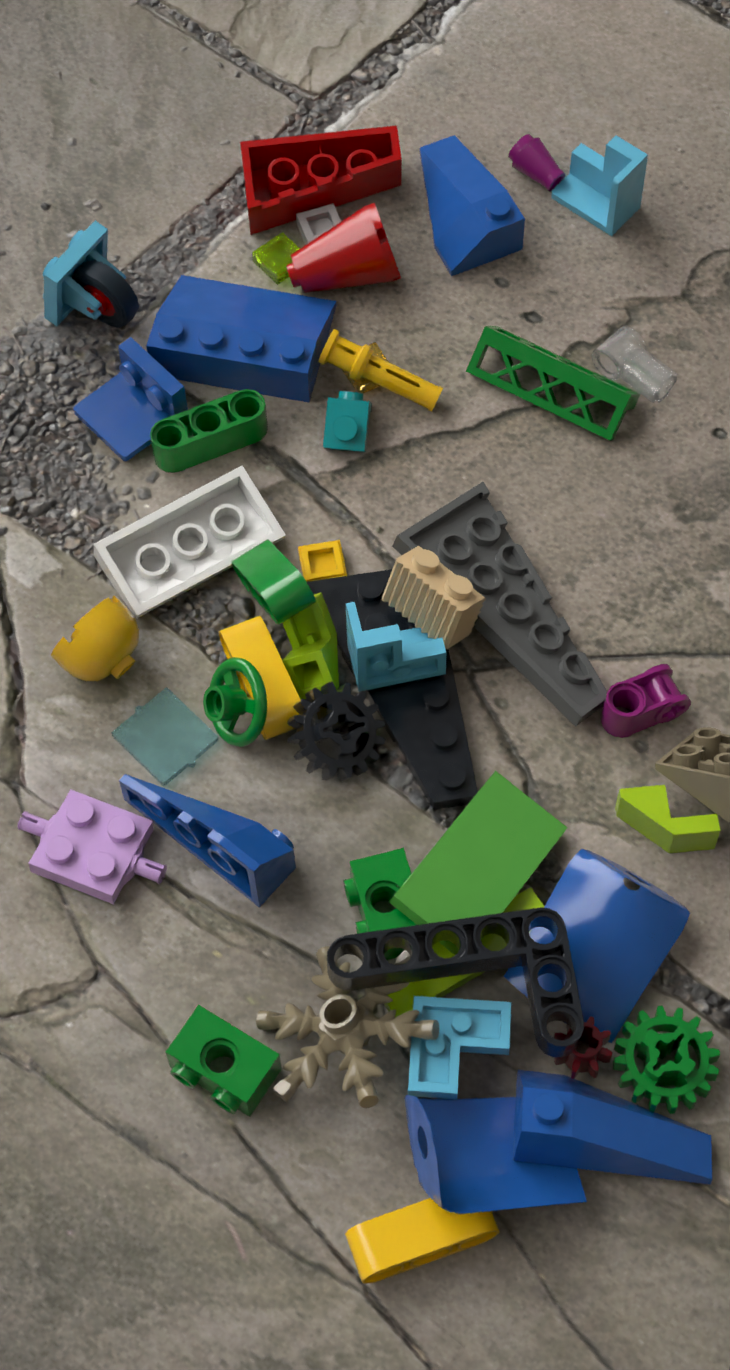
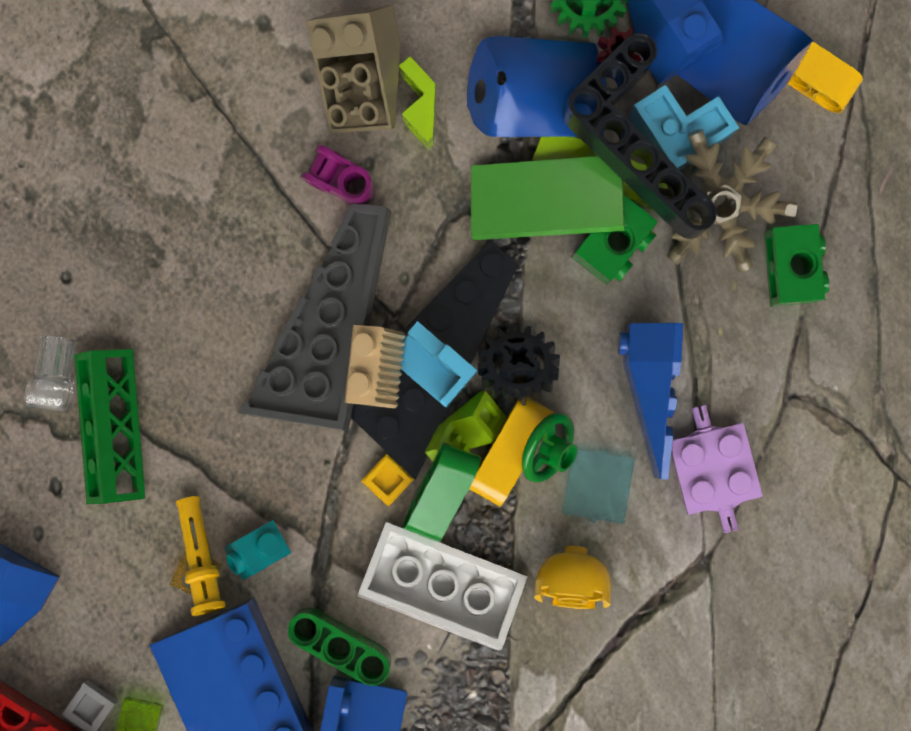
camera: 130 degrees left, 25 degrees up
(346, 255) = (107, 663): red cone -> none

